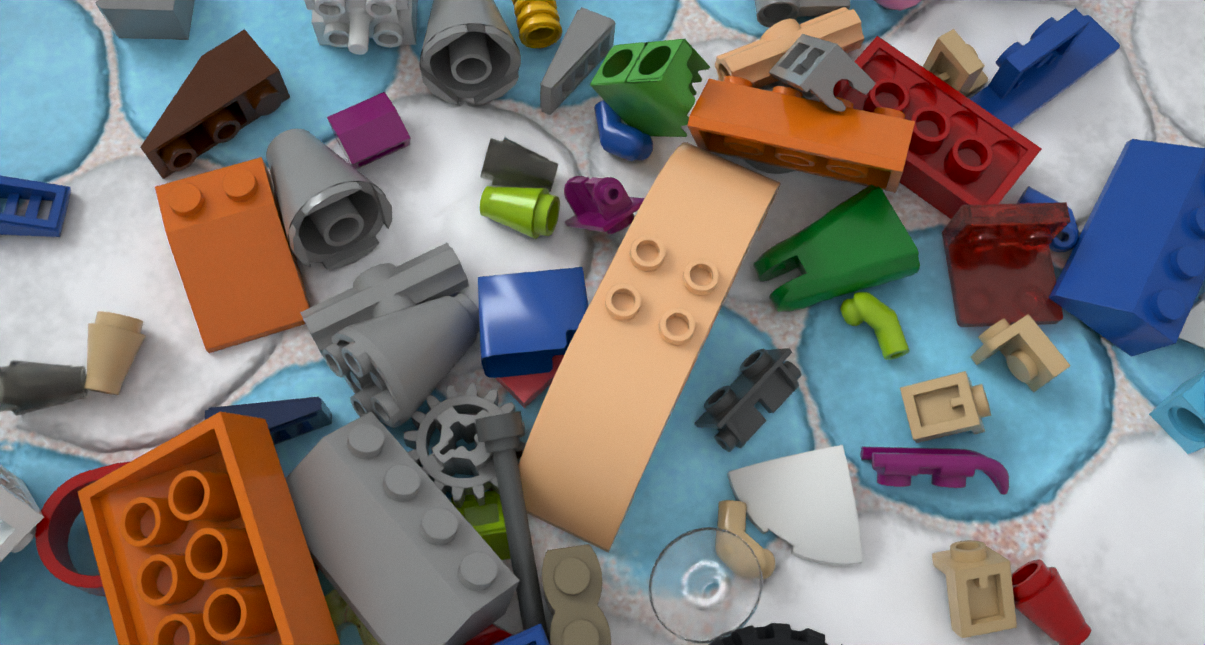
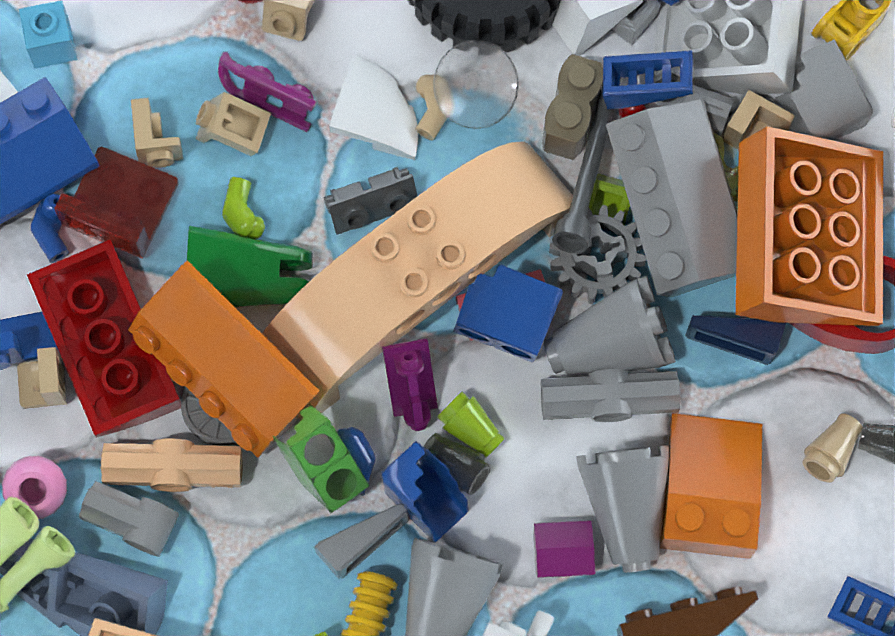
camera: 150 degrees left, 5 degrees up
(536, 107) = (425, 491): none -> blue piece
(815, 68) = (181, 398): light grey hinge -> none

